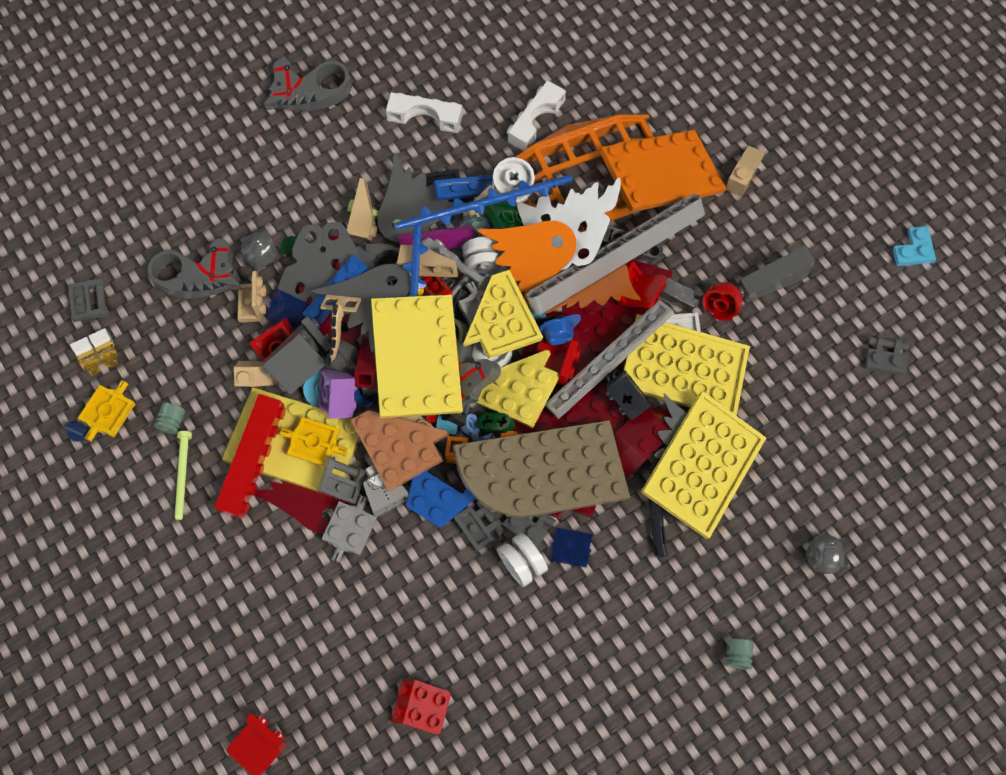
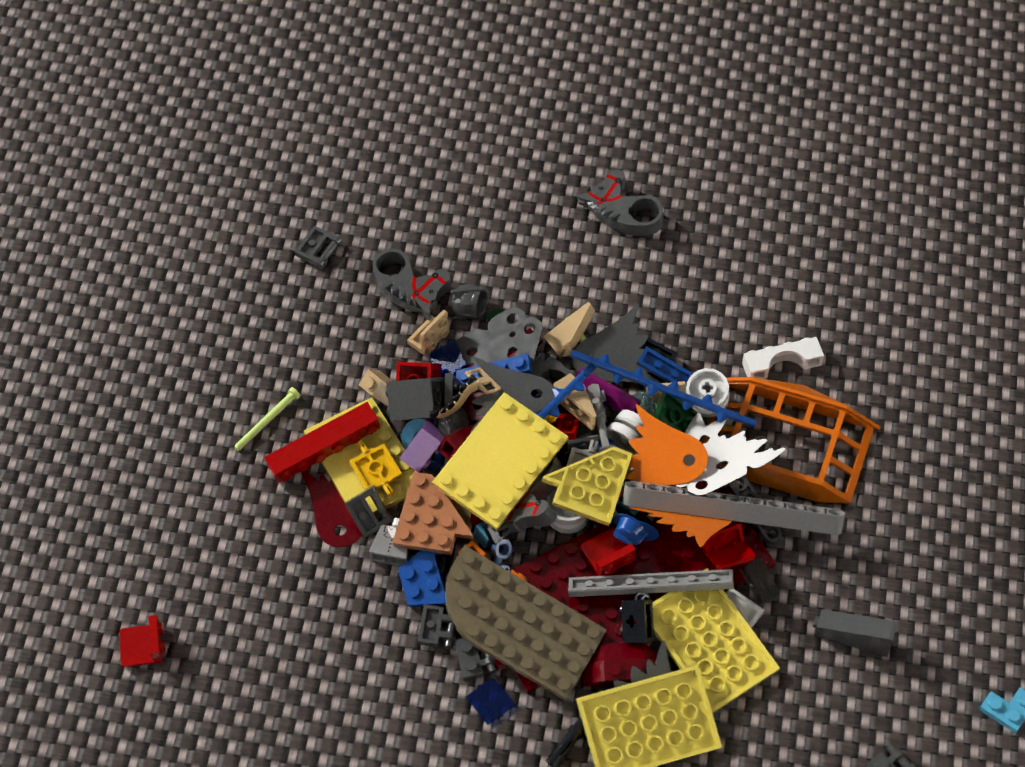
camera: 45 degrees right, 10 degrees down
(76, 431) = (226, 333): dark blue plate -> none
(104, 352) = (290, 287): clear yellow hips -> none
(106, 411) = (258, 334): yellow plate -> none
(169, 418) = (294, 372): sand green piece -> none
(349, 528) = (343, 552): light grey plate -> none
(403, 107) = (682, 276): white arch -> none
(421, 706) = (274, 716): red bracket -> none
(496, 419) = (519, 562): dark green beam -> none
(521, 389) = (561, 550): light yellow wing -> none
(522, 559) = (438, 673): white wheel -> none
(662, 170) = (843, 476): orange plate -> none
(723, 301) = (792, 614): red cylinder -> none
(744, 171) = (918, 531): tan slope -> none

